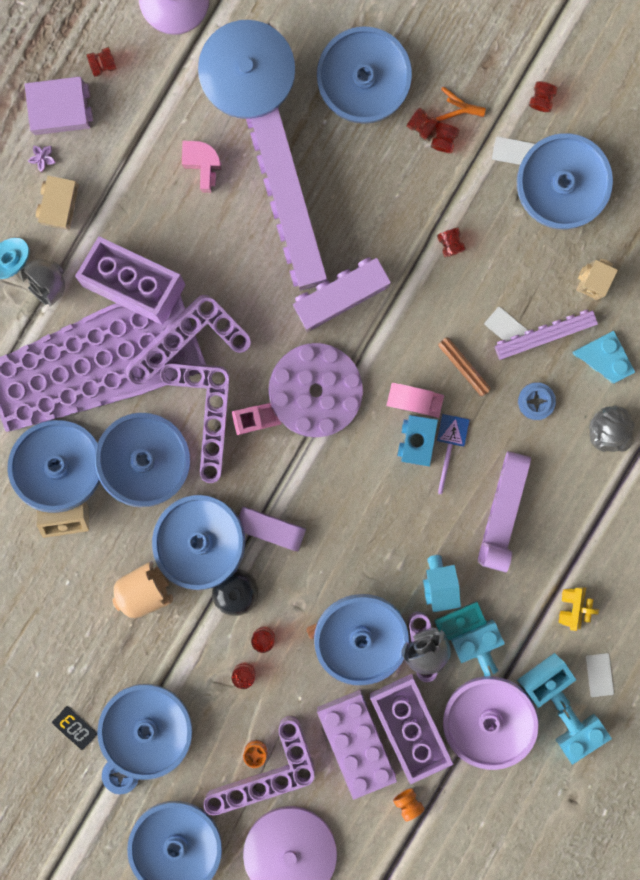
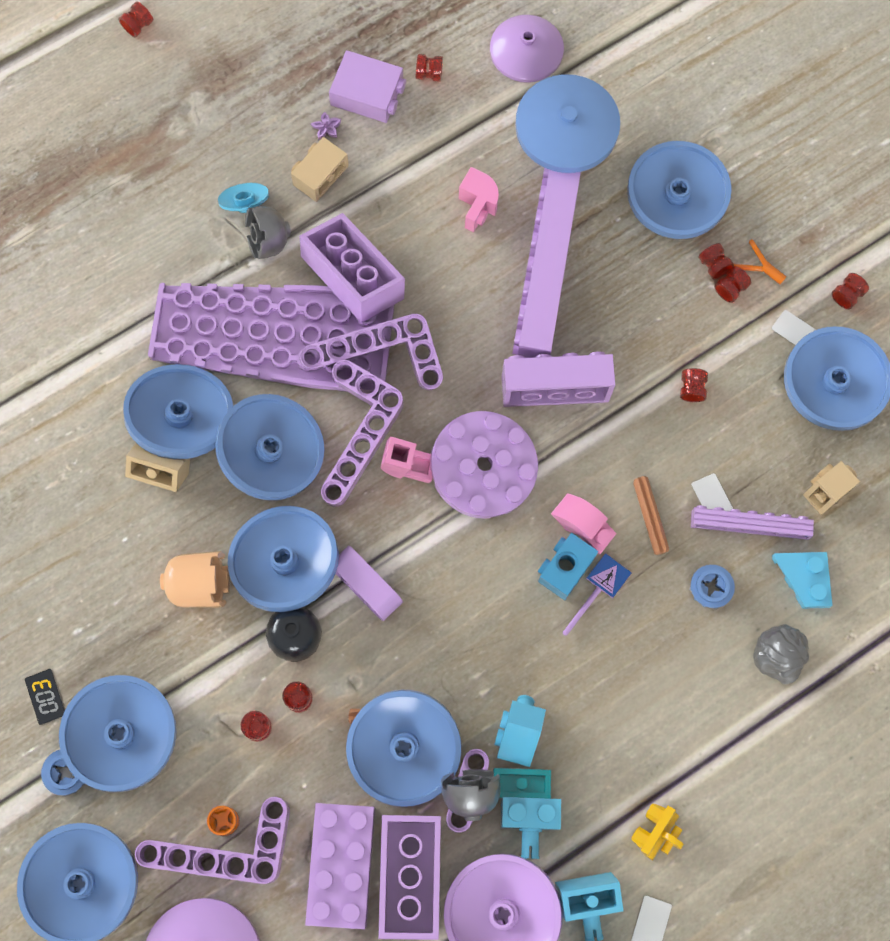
camera: 15 degrees right, 15 degrees down
(494, 547) = (625, 684): lavender beam -> none

